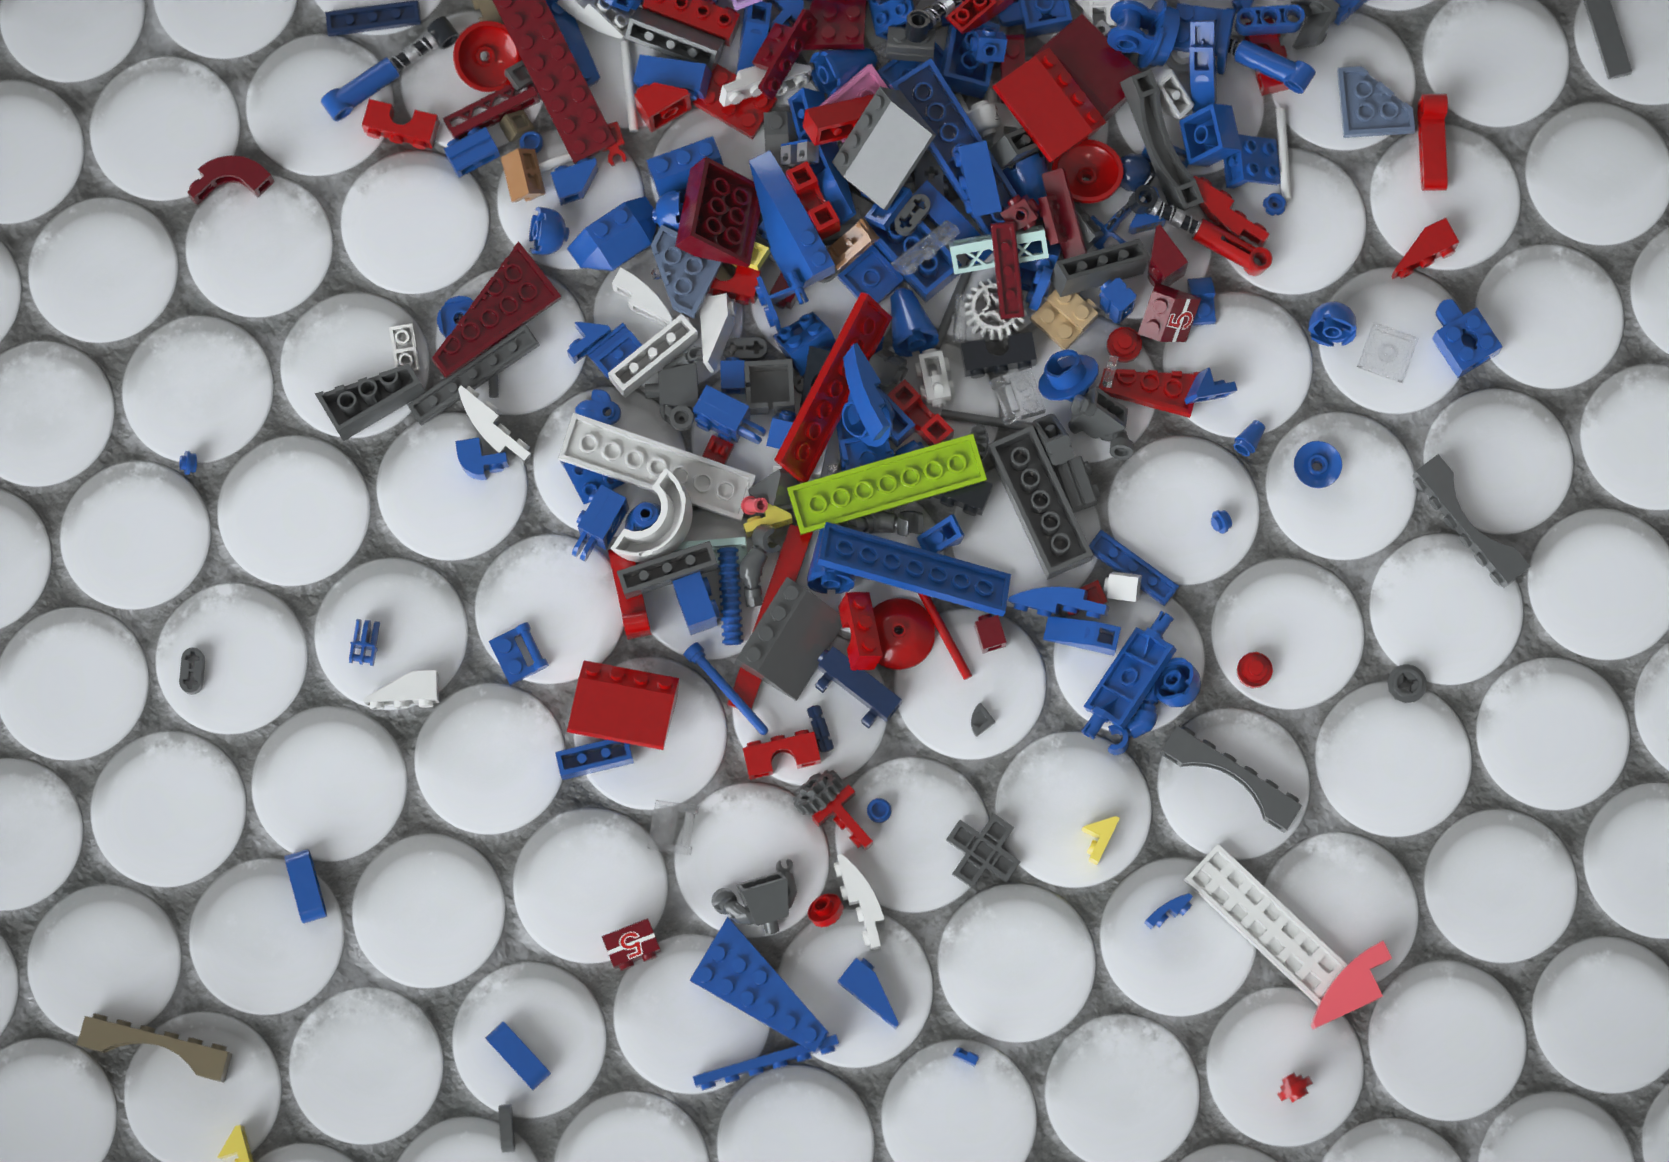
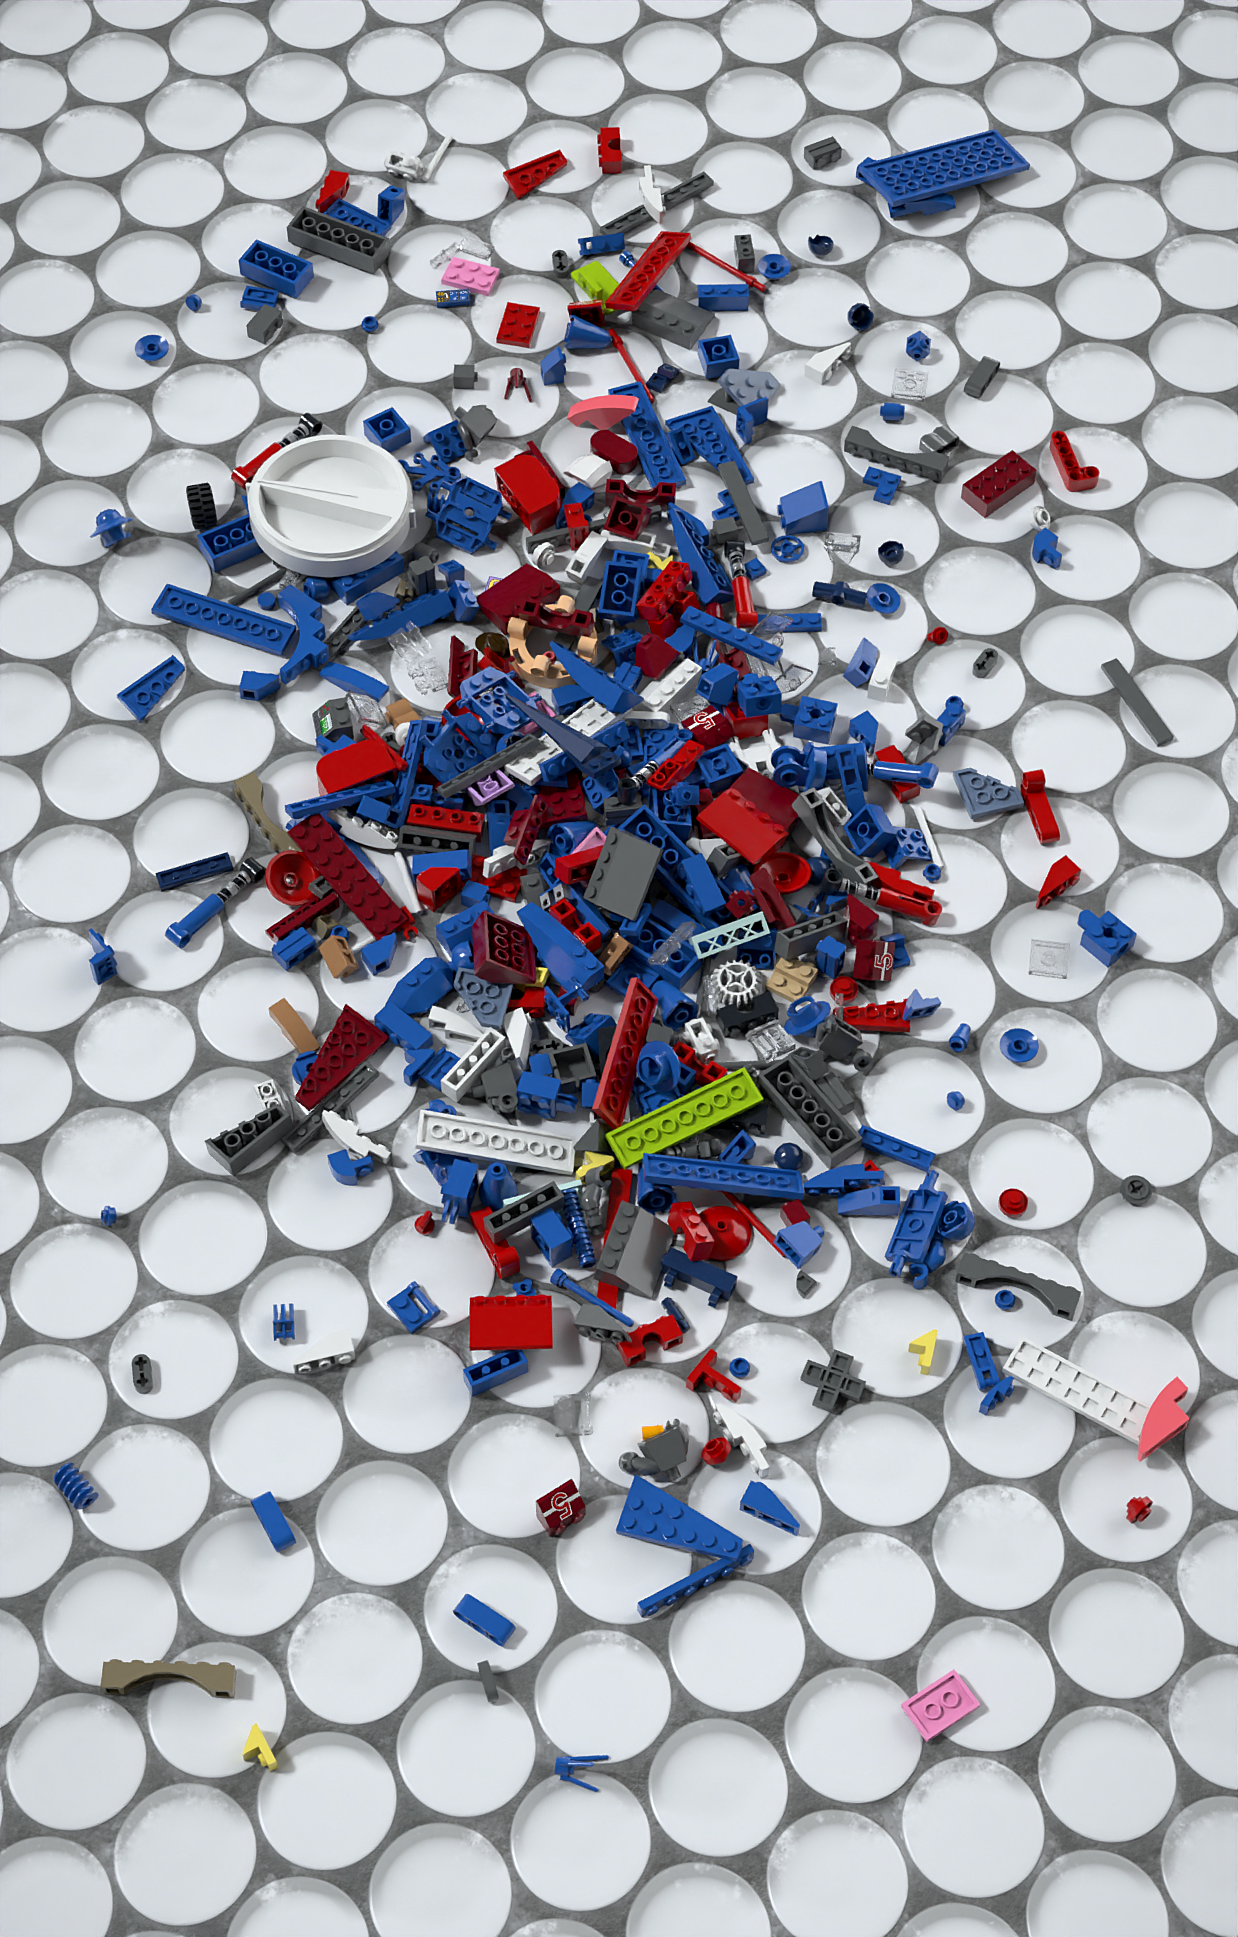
camera: 15 degrees left, 20 degrees down
(89, 798) = (74, 1487): none -> blue piece
(227, 170) = (101, 996): dark red arch -> none
(238, 131) = (102, 963): none -> blue bracket
(419, 131) = (247, 942): red arch -> none
(450, 260) = (293, 1027): none -> medium nougat slope
(547, 231) = (367, 992): blue cylinder -> none
(553, 550) = (425, 1223): none -> red plate
(579, 290) = (402, 1028): none -> blue brick
(648, 665) = (525, 1284): none -> blue plate
(667, 531) = (514, 1185): white brick -> none
(705, 122) = (474, 893): none -> blue brick
(718, 450) = (542, 1123): red tile -> none
(726, 723) = (597, 1323): none -> dark grey slope
(751, 505) = (579, 1157): coral pin -> none
(758, 869) = (649, 1431): none -> light orange piece
(818, 792) = (687, 1359): dark grey gear -> none
(864, 393) = (653, 1043): blue slope -> none
(908, 211) = (659, 925): dark grey beam -> none
(965, 1056) = (863, 1544): blue tile -> none
(984, 117) = (695, 844): white head -> none
(987, 669) = (799, 1242): none -> torso
(1002, 553) = (789, 1156): none -> dark blue hair
(1007, 270) = (740, 946): dark red tile -> none
(1041, 280) = (768, 951): blue plate -> none
(1123, 586) = (891, 1160): white brick -> none
(1162, 862) = (981, 1360): none -> blue plate
(1211, 791) = (1005, 1299): none -> blue plate
(1261, 27) = (892, 744): blue beam -> none
(1332, 323) = (1001, 944): blue cylinder -> none
(1501, 560) = (1180, 1085): dark grey arch -> none

